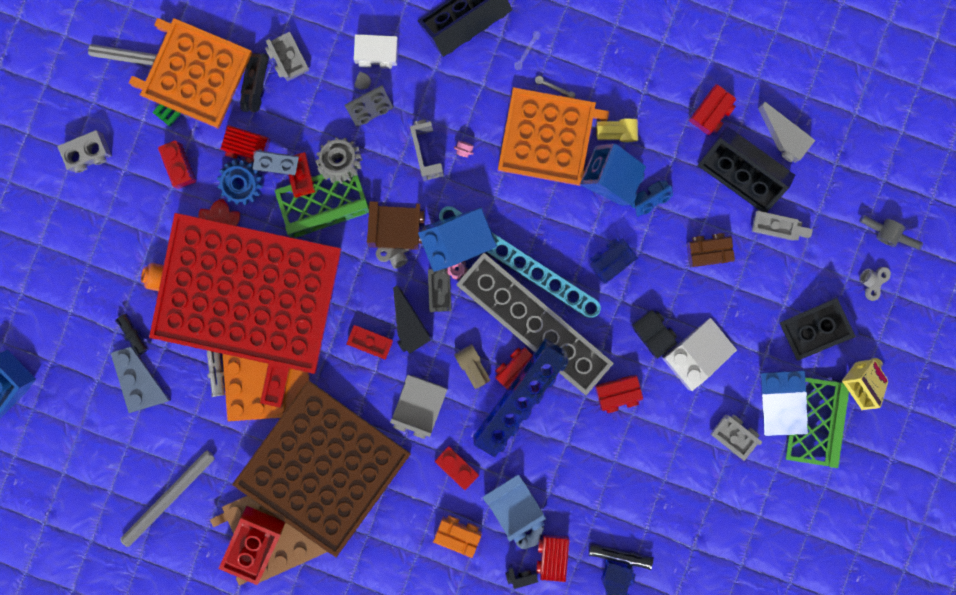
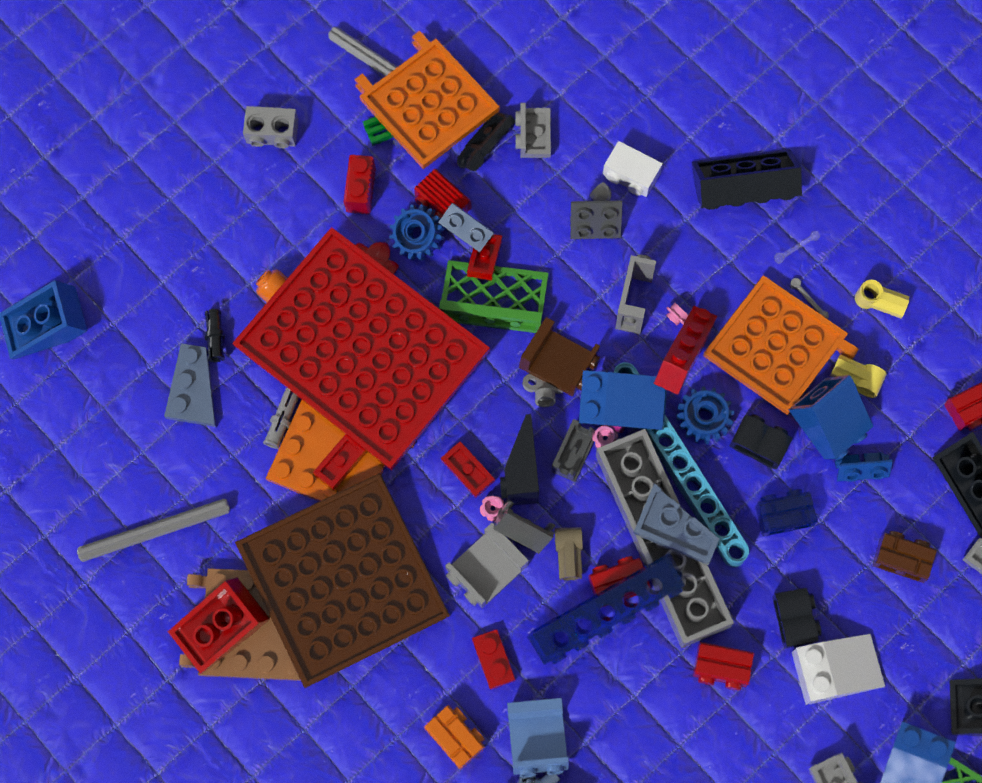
camera: 30 degrees right, 15 degrees down
(346, 168) = (534, 260): light grey gear -> none
(407, 361) = (490, 501): none -> bright pink plate
(431, 368) = (522, 529): none -> dark grey hinge
(485, 178) = (685, 350): none -> red brick
(525, 205) = (705, 401): none -> blue gear
(540, 317) = (674, 528): none -> sand blue wing
(570, 215) = (761, 441): none -> black brick
(610, 62) = (884, 299): none -> light yellow piece

